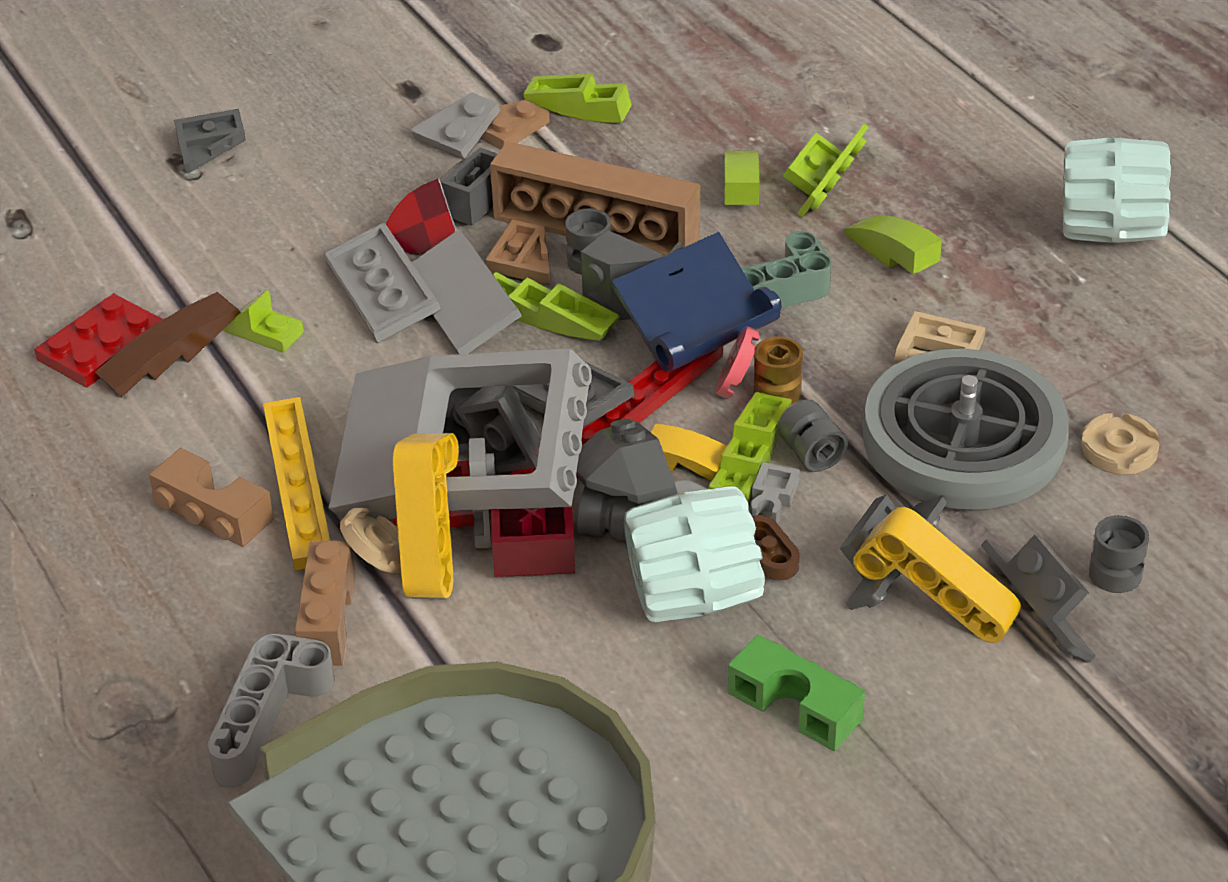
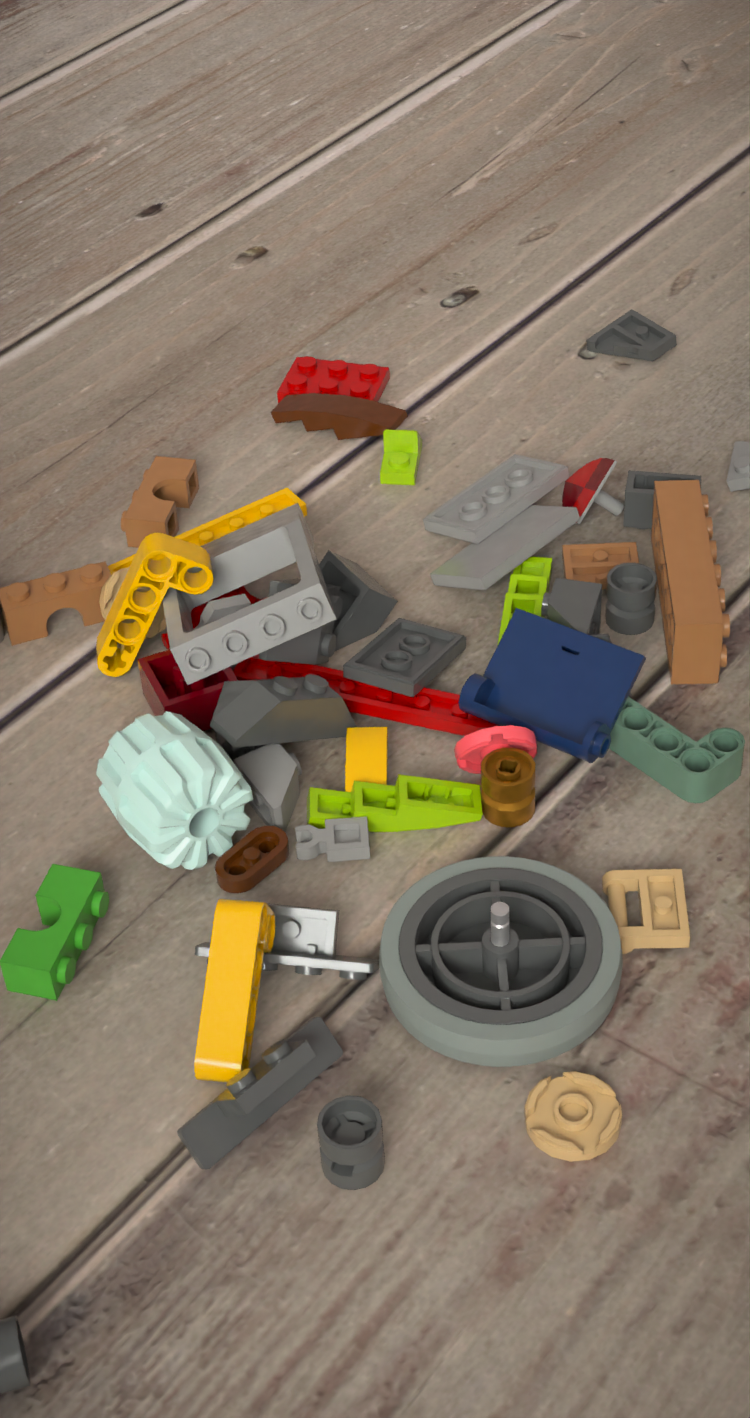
camera: 70 degrees right, 0 degrees up
(812, 435) = (428, 839): dark grey wheel -> none

